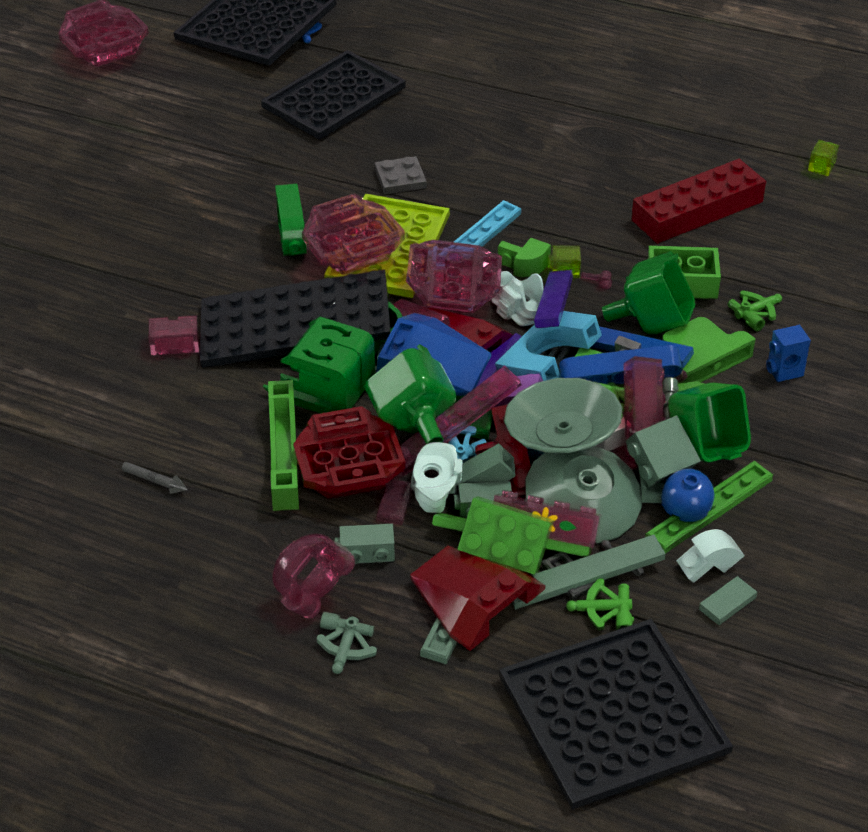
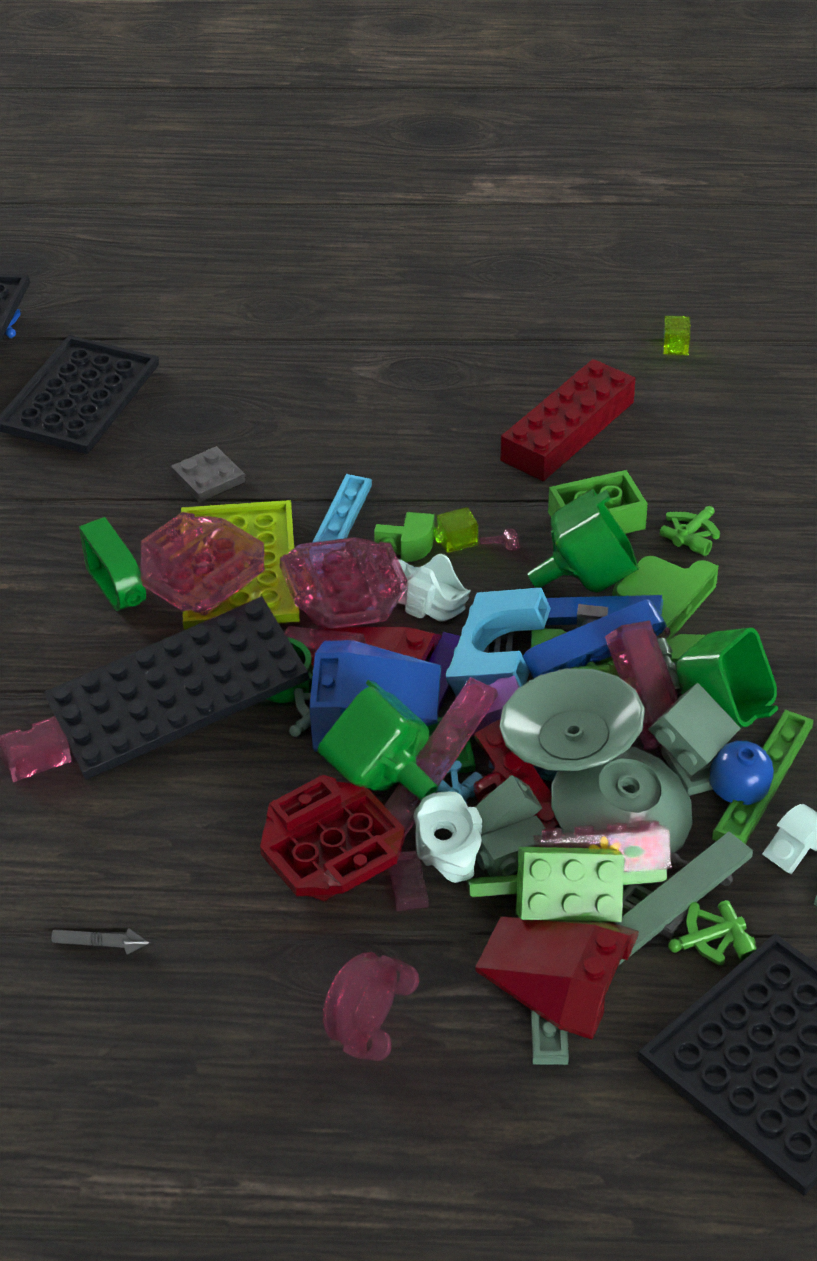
camera: 20 degrees left, 0 degrees up
(283, 435) = (261, 885): bright green arch -> none
(332, 383) = (260, 758): green piece -> none
(349, 629) = (438, 1058): sand green piece -> none
(368, 542) = (409, 940): sand green brick -> none
(553, 299) = (475, 580): dark purple tile -> none
(788, 353) = (762, 573): blue brick -> none

